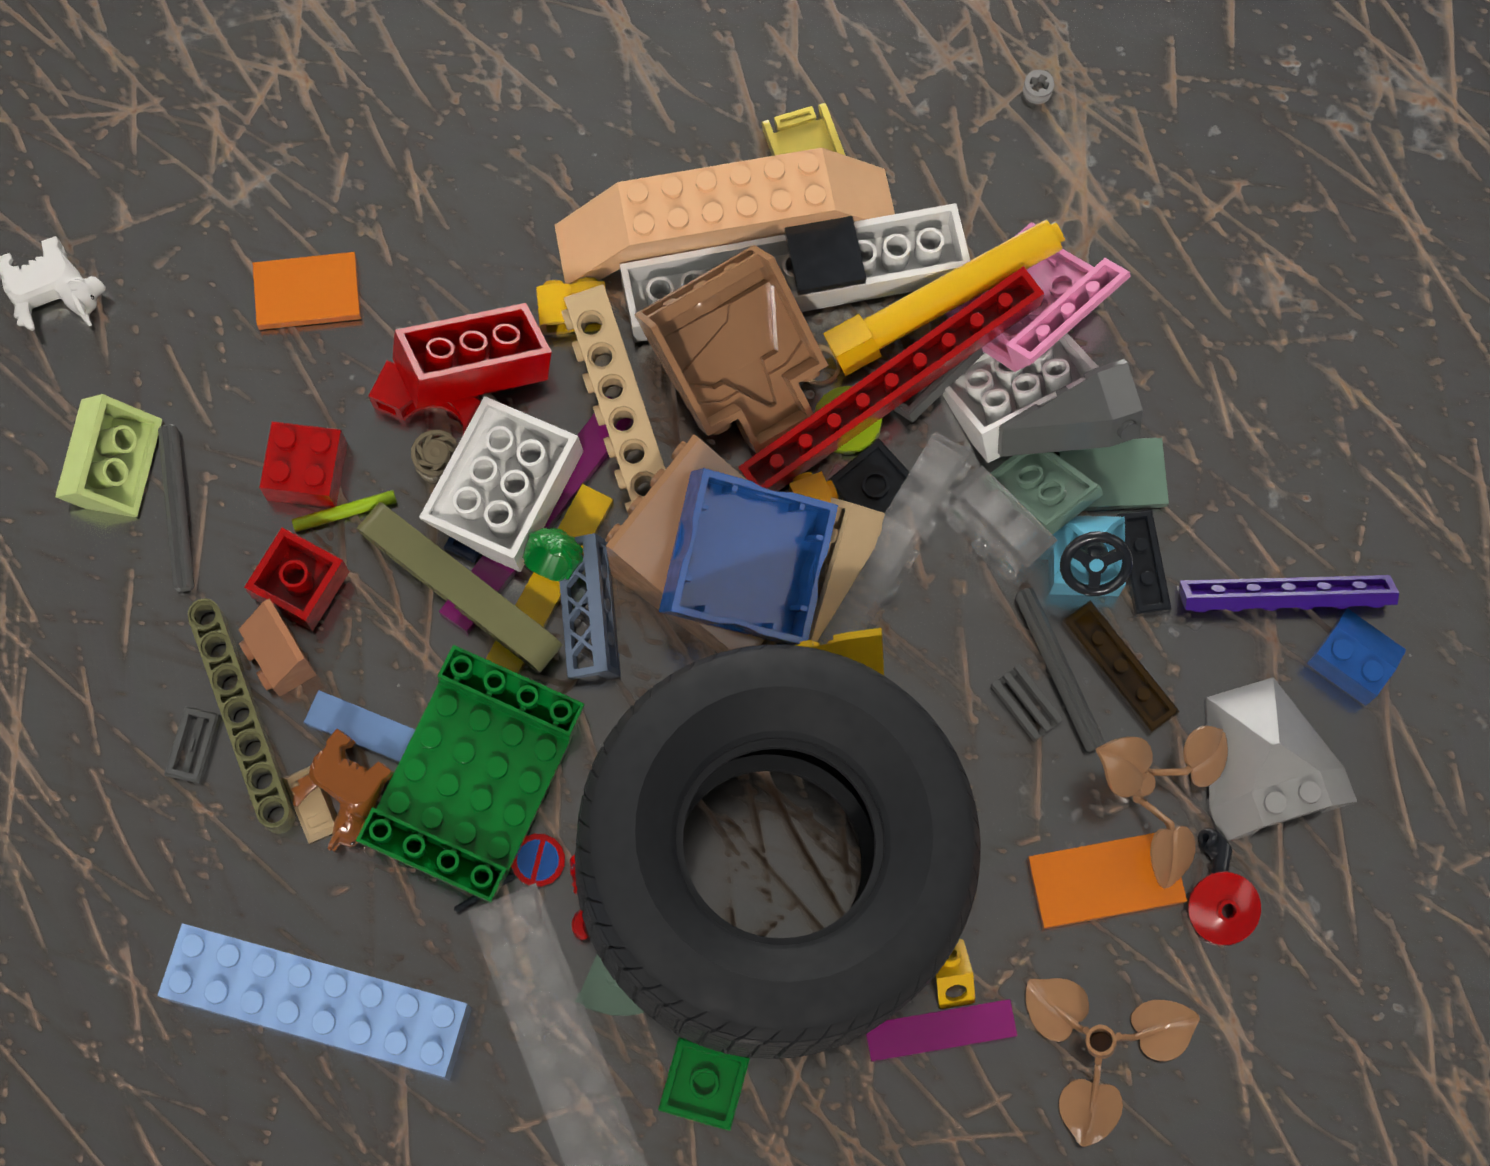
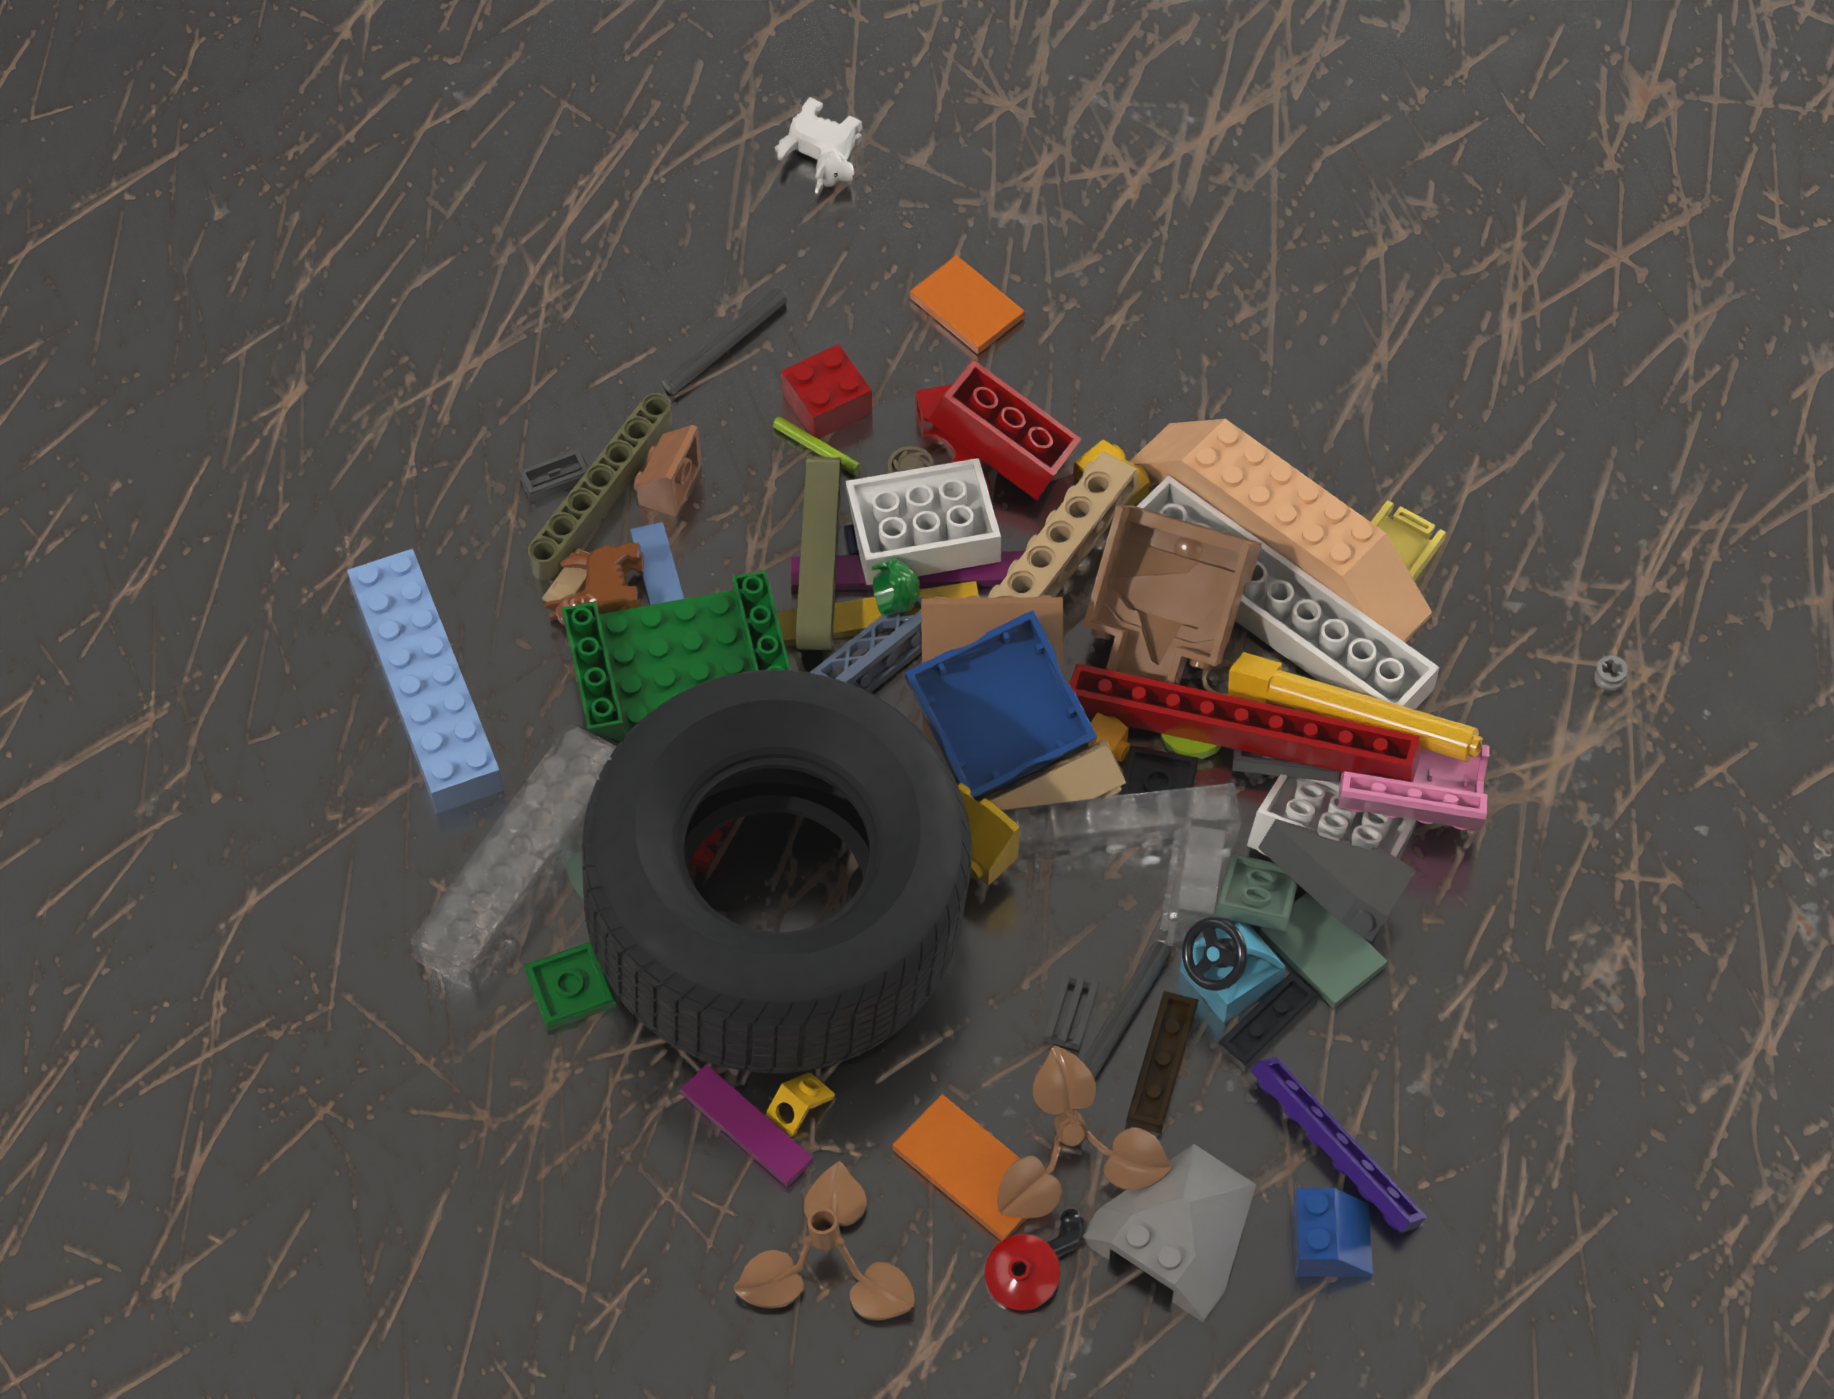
camera: 55 degrees right, 15 degrees down
(108, 456) = (726, 272): yellowish green slope -> none
(297, 578) = (734, 446): red brick -> none
(825, 255) = (1304, 603): black tile -> none

